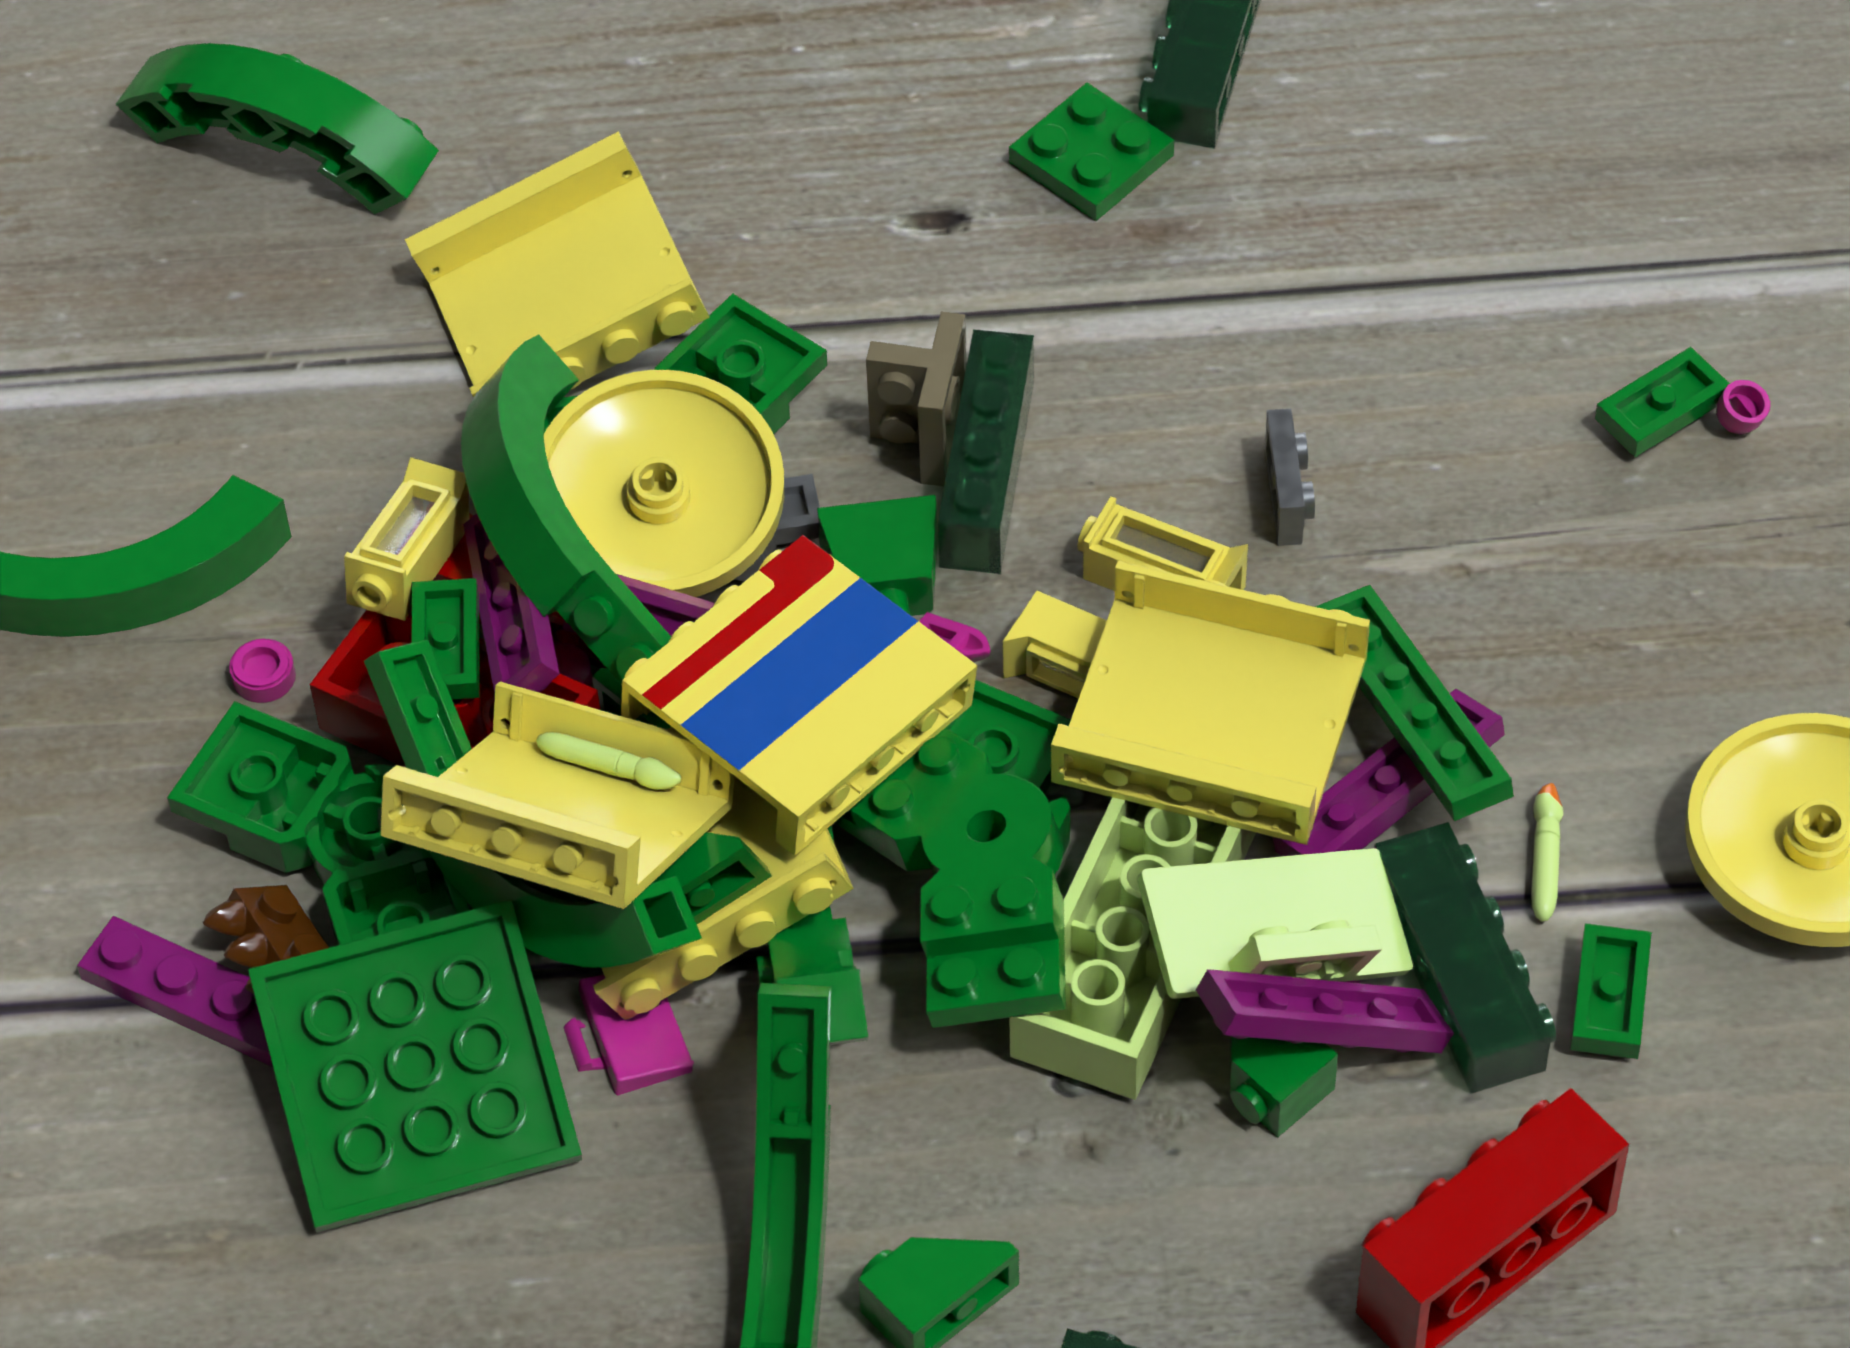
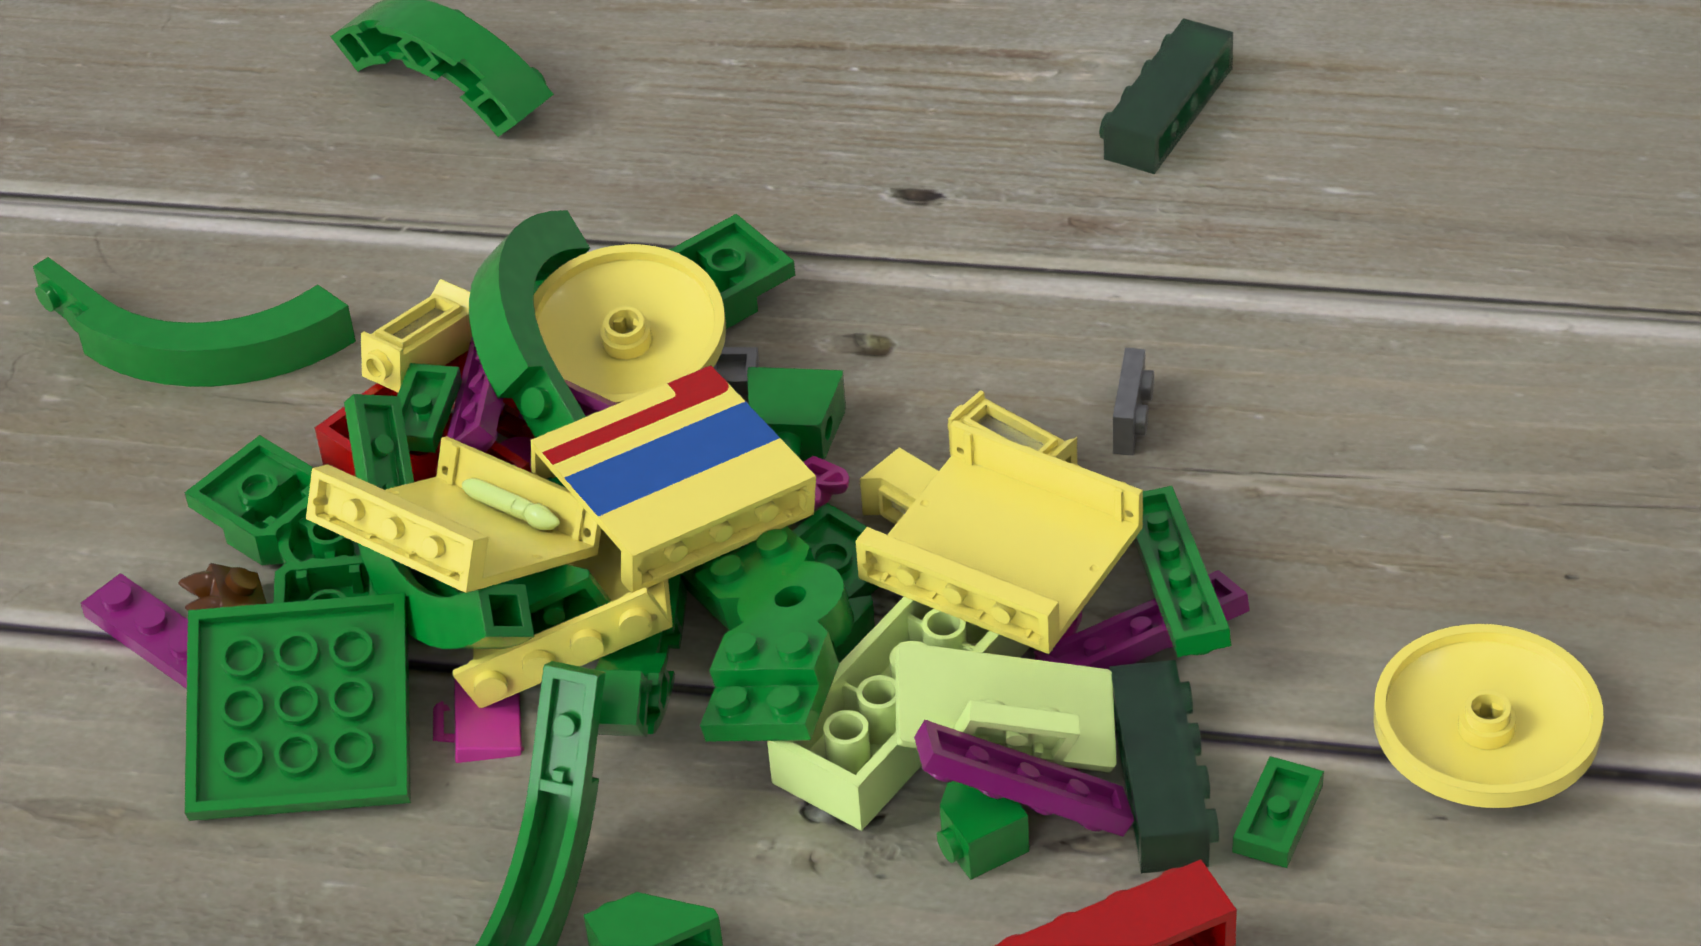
camera: 15 degrees right, 10 degrees down
(262, 670) = (295, 425): dark pink tile -> none
(564, 259) = (619, 173): light yellow panel -> none
(918, 394) = (858, 300): dark tan bracket -> none
(986, 452) = (897, 351): clear green brick -> none
(1091, 151) = (1055, 162): green plate -> none
(1546, 852) = (1251, 723): yellowish green piece -> none
(1661, 401) = (1456, 391): green plate -> none
(1747, 409) = (1528, 403): dark pink hinge -> none

